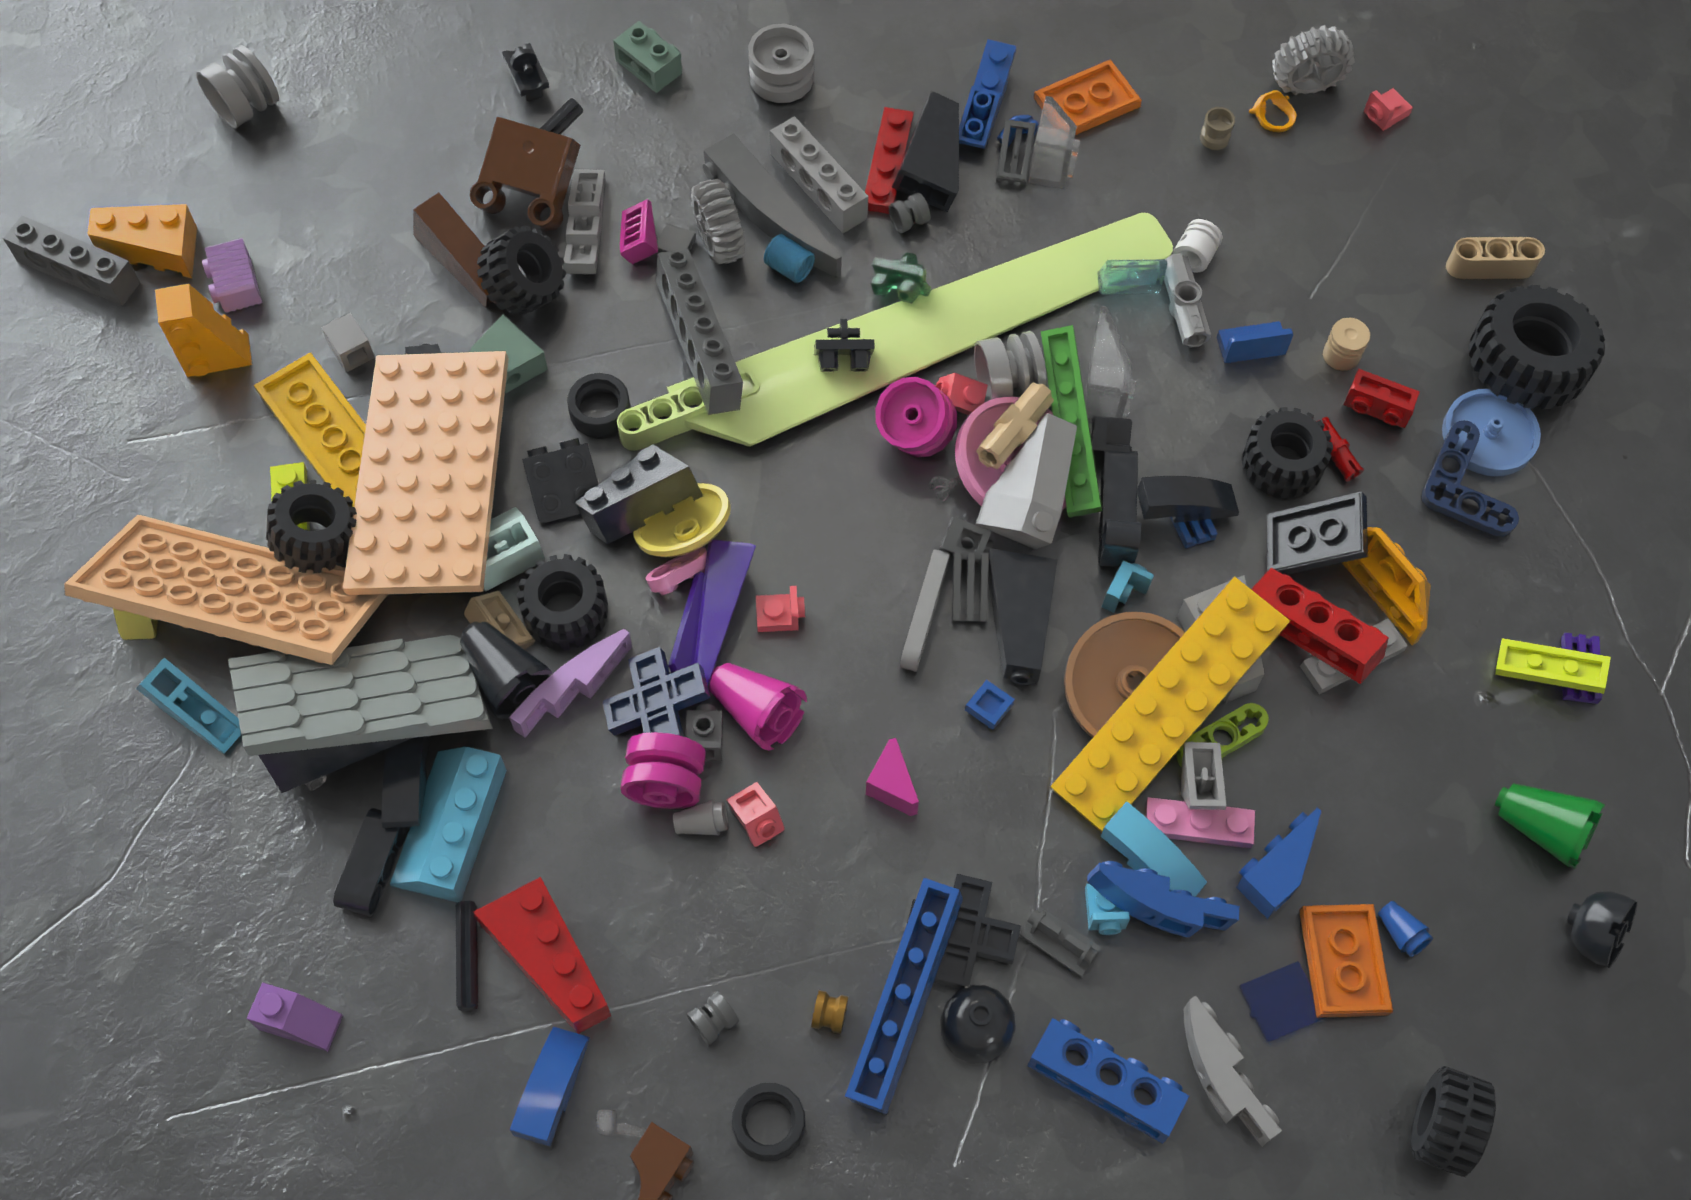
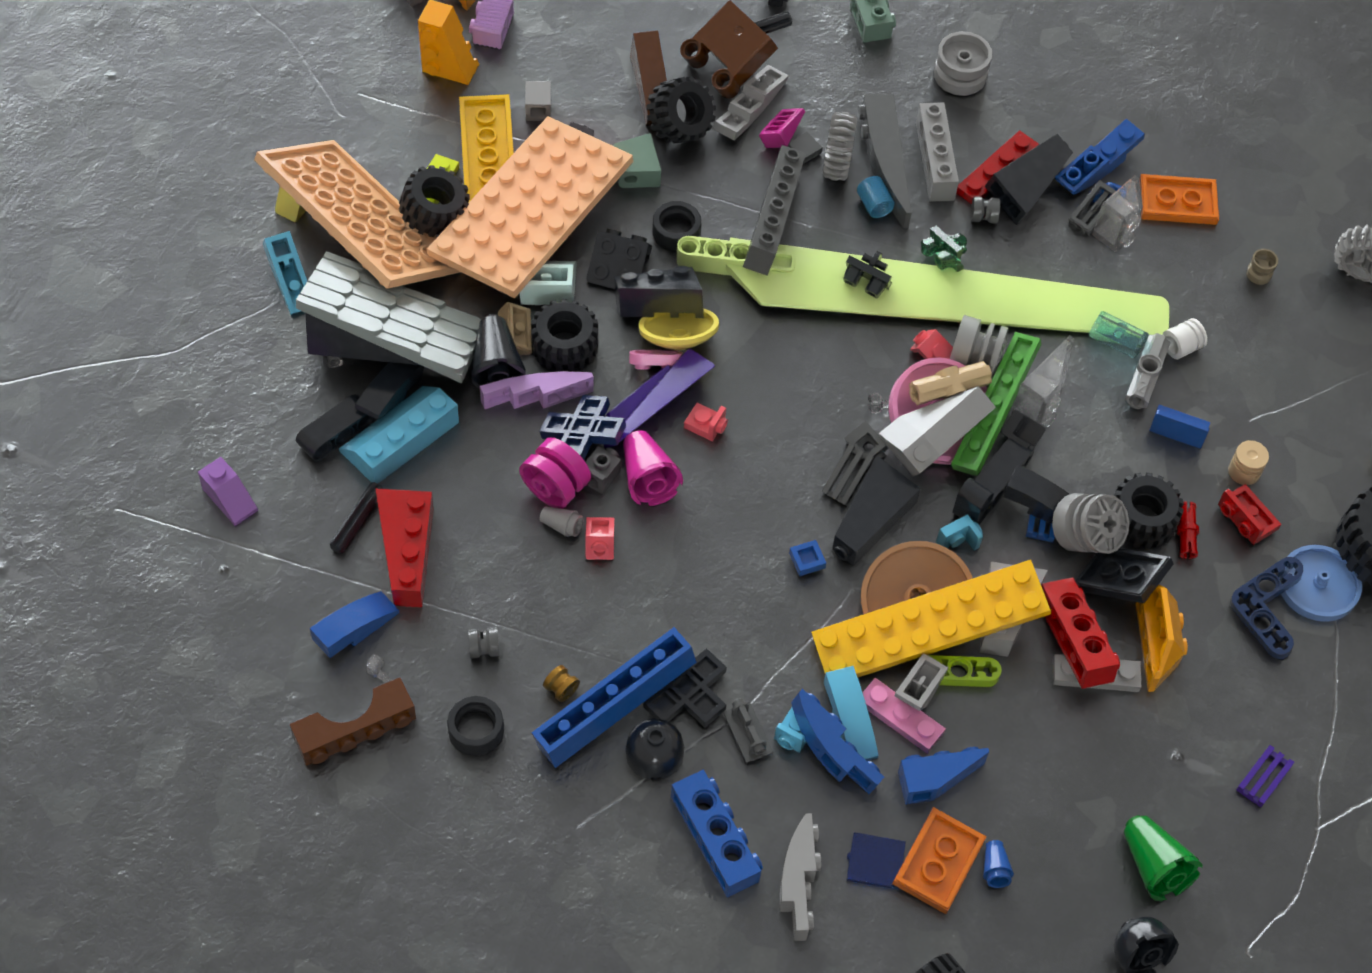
camera: 30 degrees right, 5 degrees down
(891, 781) = (703, 566): dark pink slope -> none
(911, 399) = (887, 343): dark pink wheel -> none
(925, 610) = (805, 474): light grey beam -> none
(1252, 498) = (1090, 523): none -> light grey wheel
(1282, 103) = (1328, 271): light orange piece -> none
(1553, 665) = (1240, 759): neon yellow plate -> none

